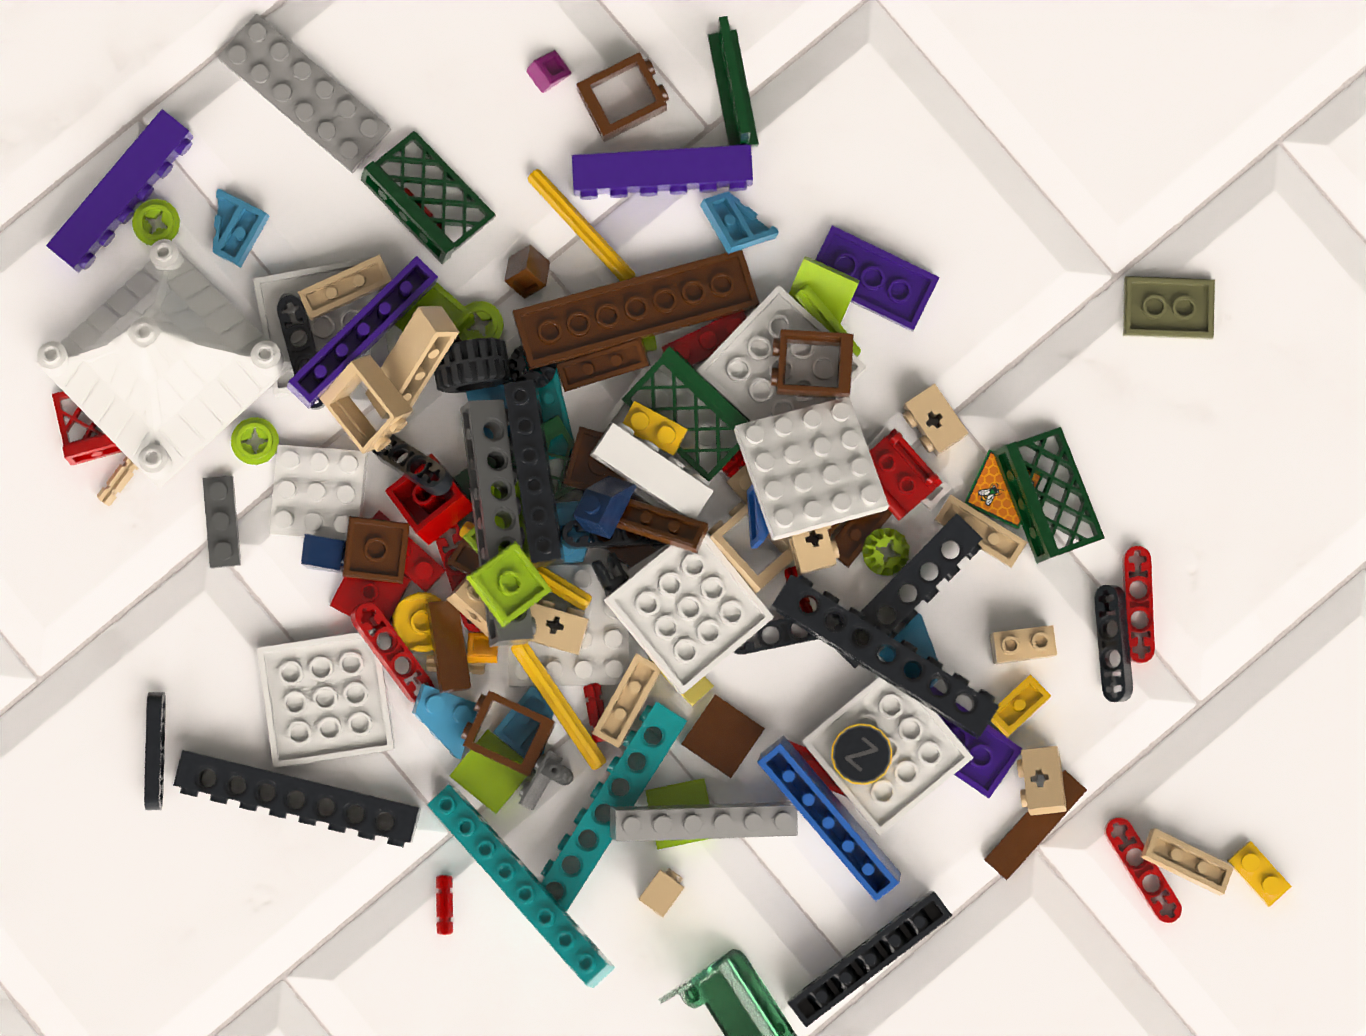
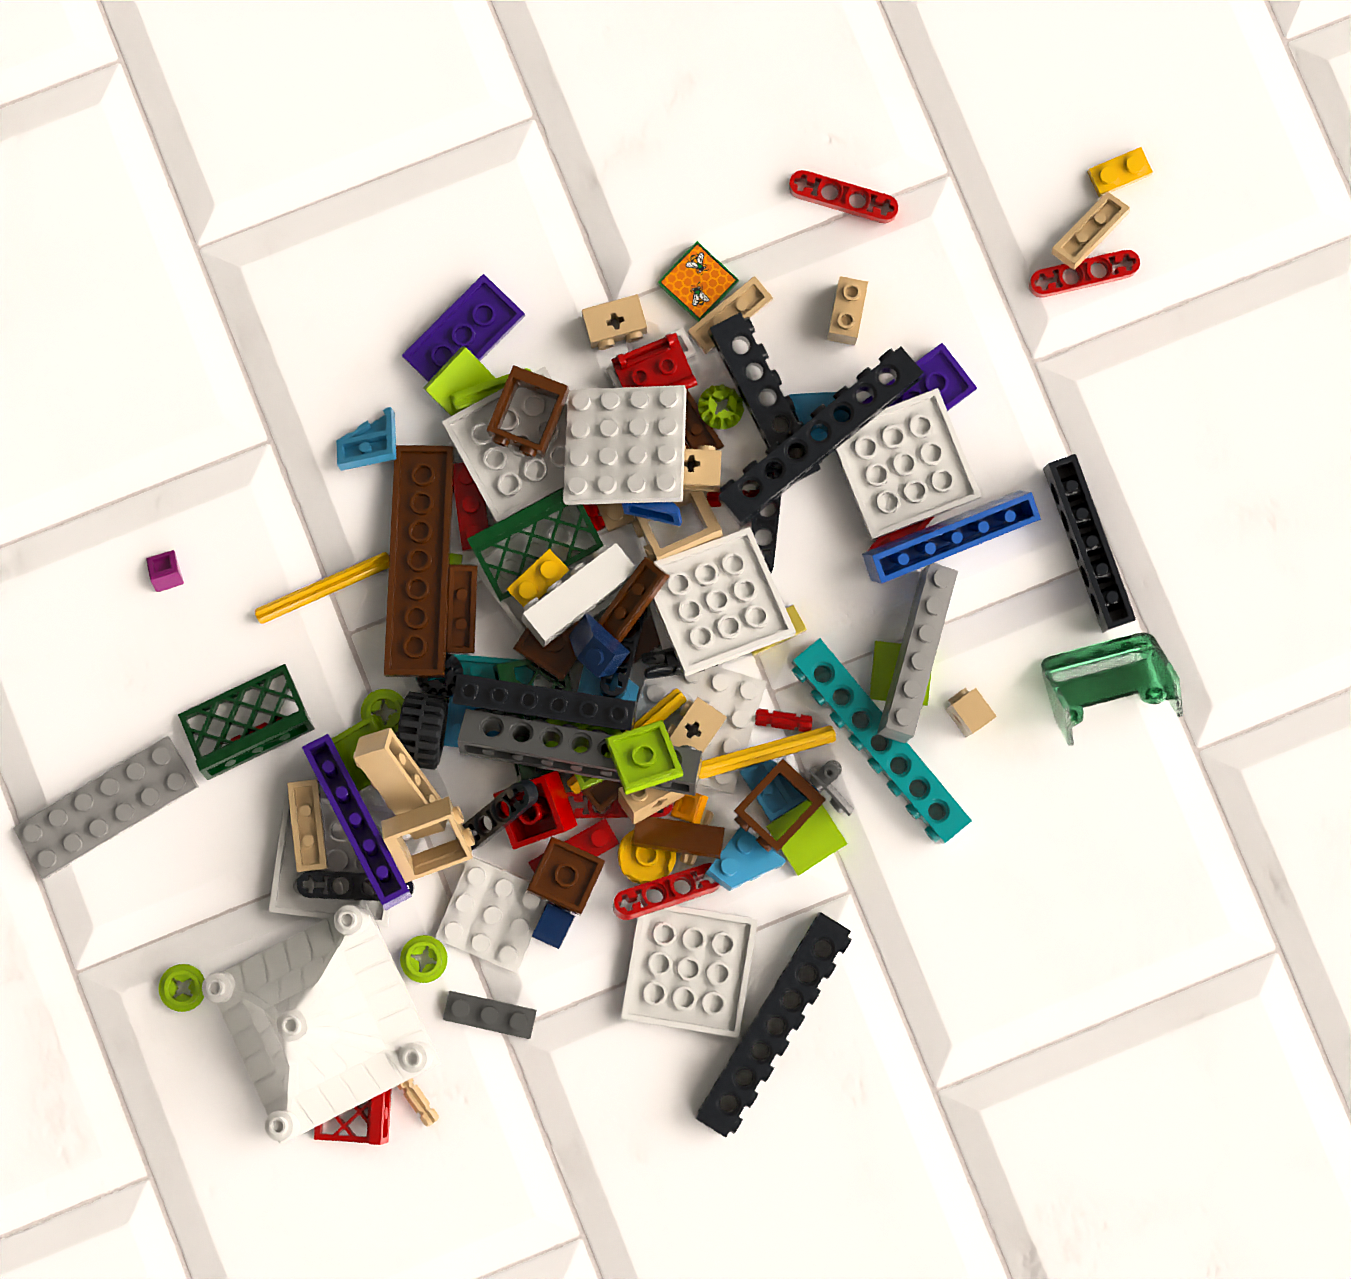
camera: 75 degrees left, 0 degrees up
(120, 191) = (141, 1012): dark purple brick -> none
(154, 751) = (686, 1145): black beam -> none
(236, 228) = (214, 912): dark azure wing -> none
(359, 591) = (599, 908): red plate -> none
(444, 905) = (916, 918): red axle -> none
(521, 886) = (925, 839): teal brick -> none
(527, 271) = (349, 651): reddish brown panel -> none
(605, 129) = (220, 537): reddish brown window -> none
(627, 701) = (783, 686): tan plate -> none
(662, 171) = (296, 495): dark purple brick -> none
(723, 736) = (842, 611): reddish brown tile -> none
(732, 85) = (239, 404): dark green fence -> none
(861, 754) = (903, 487): black tile -> none
(1020, 705) = (901, 330): yellow plate -> none
(1026, 499) = (718, 260): dark green fence -> none
(1030, 832) = (1013, 355): reddish brown tile -> none
(1044, 762) = (963, 323): tan brick -> none
(1108, 644) = (873, 225): black beam -> none
(1168, 307) = (580, 78): olive tile -> none

